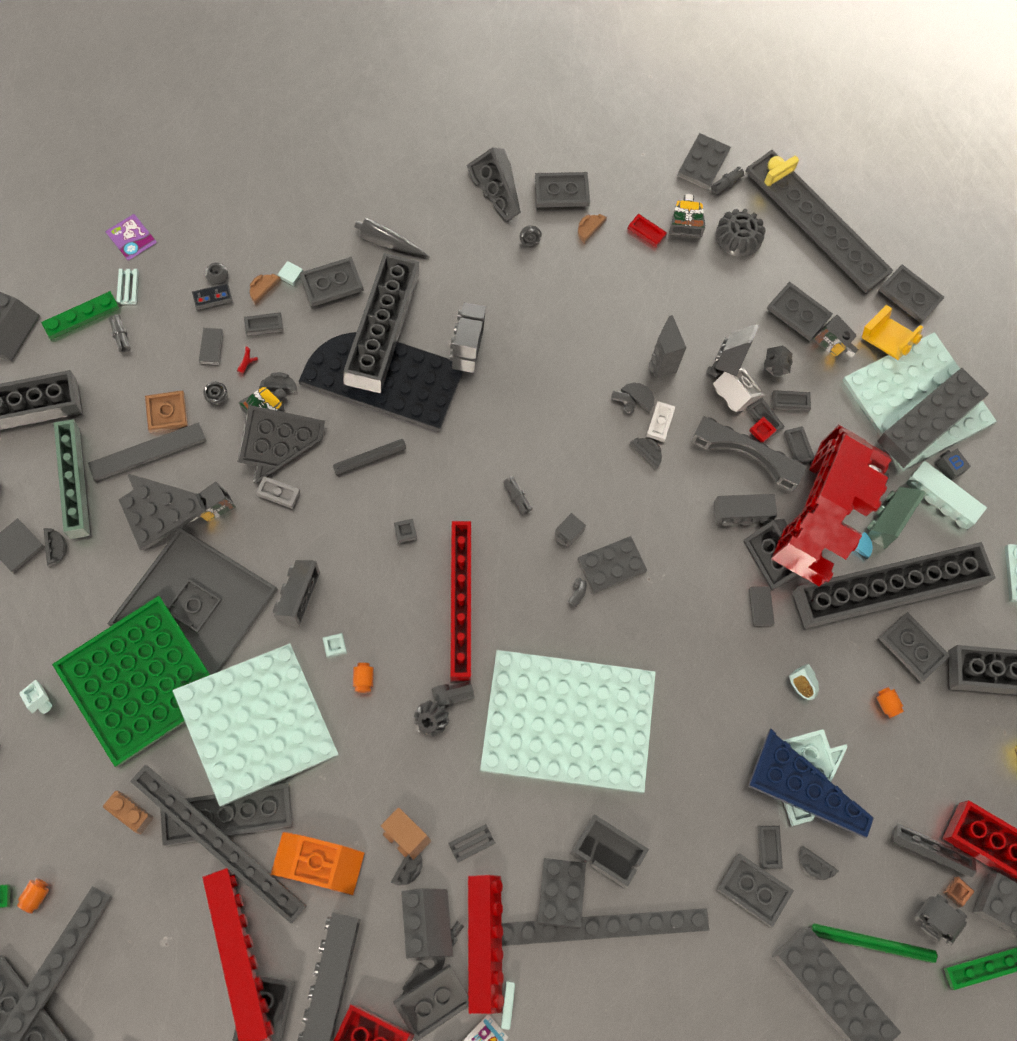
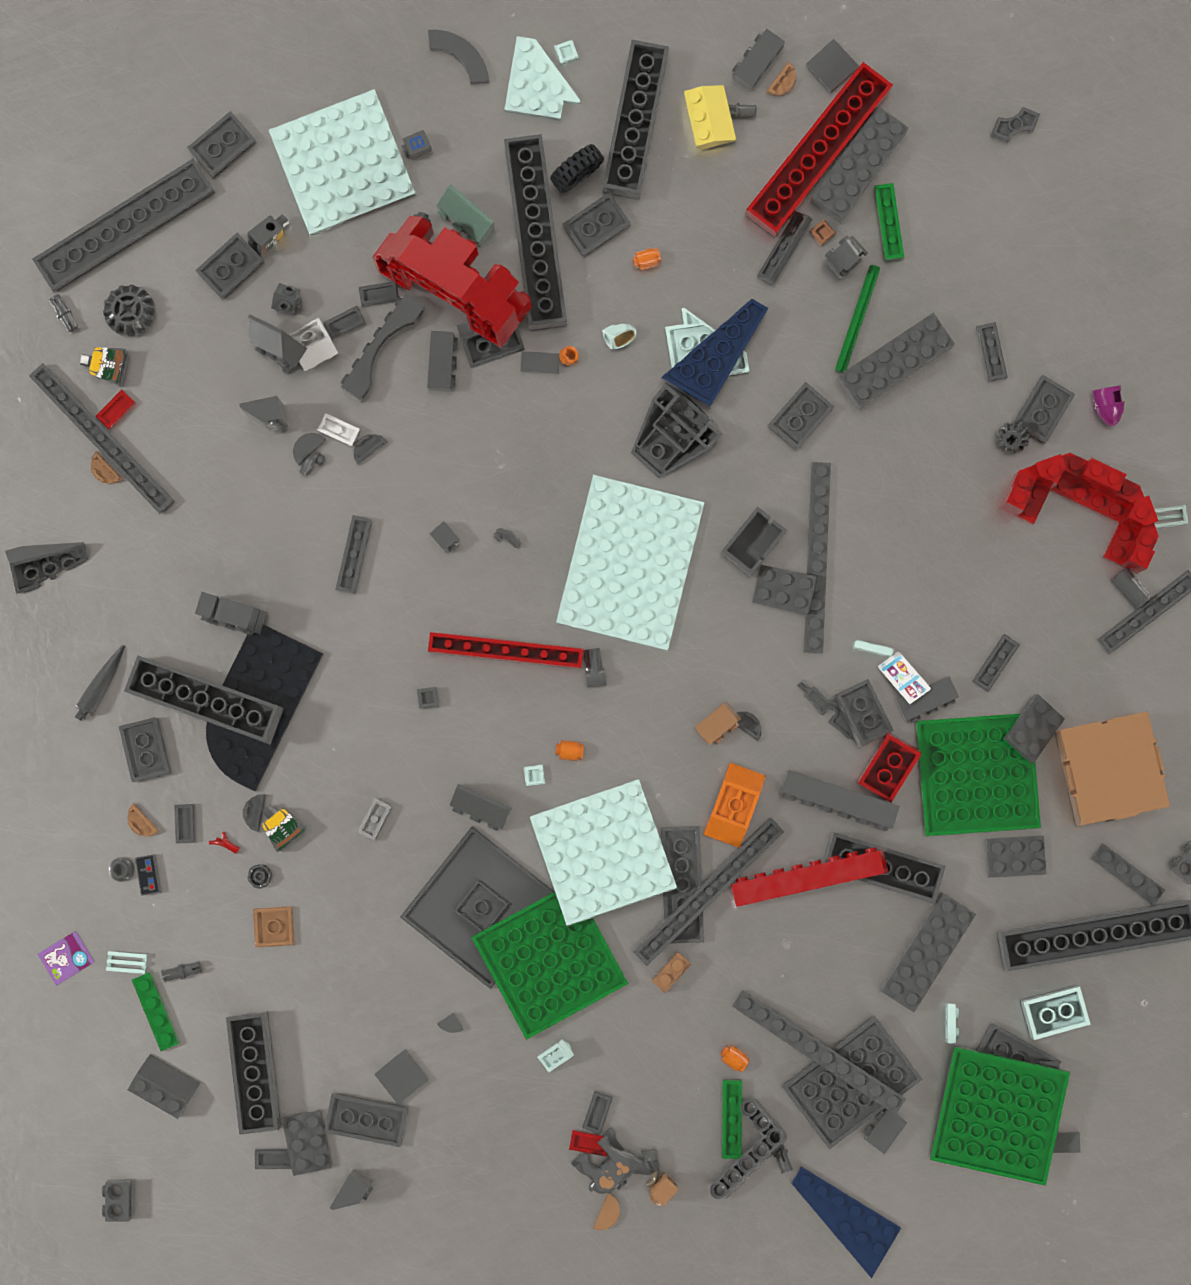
camera: 75 degrees left, 15 degrees up
(54, 546) = (405, 1039): dark grey tile -> none
(70, 588) = (450, 1024): none -> dark grey tile
(71, 479) = (340, 1019): sand green brick -> none
(146, 452) = (316, 946): dark grey tile -> none
(158, 510) = (382, 936): dark grey wing -> none
(210, 346) = (205, 878): dark grey tile -> none
(216, 502) = (377, 878): dark grey torso -> none
(275, 438) = (319, 817): dark grey wing -> none
(290, 273) = (128, 792): light aqua tile -> none
(369, 456) = (345, 726): dark grey axle -> none
(426, 924) = (798, 711): dark grey slope -> none
(431, 718) = (616, 689): dark grey gear -> none
(455, 851) = (726, 650): dark grey tile -> none
(485, 945) = (820, 662): red brick -> none
(517, 495) = (402, 583): dark grey pin -> none
(530, 235) = (111, 535): dark grey plate -> none
(540, 447) = (353, 554): none -> dark grey plate
(562, 189) = (57, 494): dark grey plate -> none
(612, 564) = (482, 500): dark grey plate -> none
(617, 221) = (101, 438): none -> dark grey plate
(704, 161) = (36, 334): dark grey plate -> none
(714, 750) = (673, 432): none -> dark grey wedge
(762, 430) = (360, 329): red tile -> none
(770, 847) = (765, 395): dark grey tile -> none
(774, 633) = (568, 355): none -> orange tile
(779, 168) = (61, 256): light yellow tile -> none
(791, 400) = (328, 292): dark grey tile -> none
(815, 866) = (786, 357): dark grey tile -> none
(865, 546) = (490, 251): medium azure tile -> none
(890, 335) = (268, 176): yellow panel -> none
(932, 417) = (368, 156): dark grey brick -> none
(946, 495) = (448, 160): light aqua brick -> none
(970, 616) = (577, 168): none -> black wheel

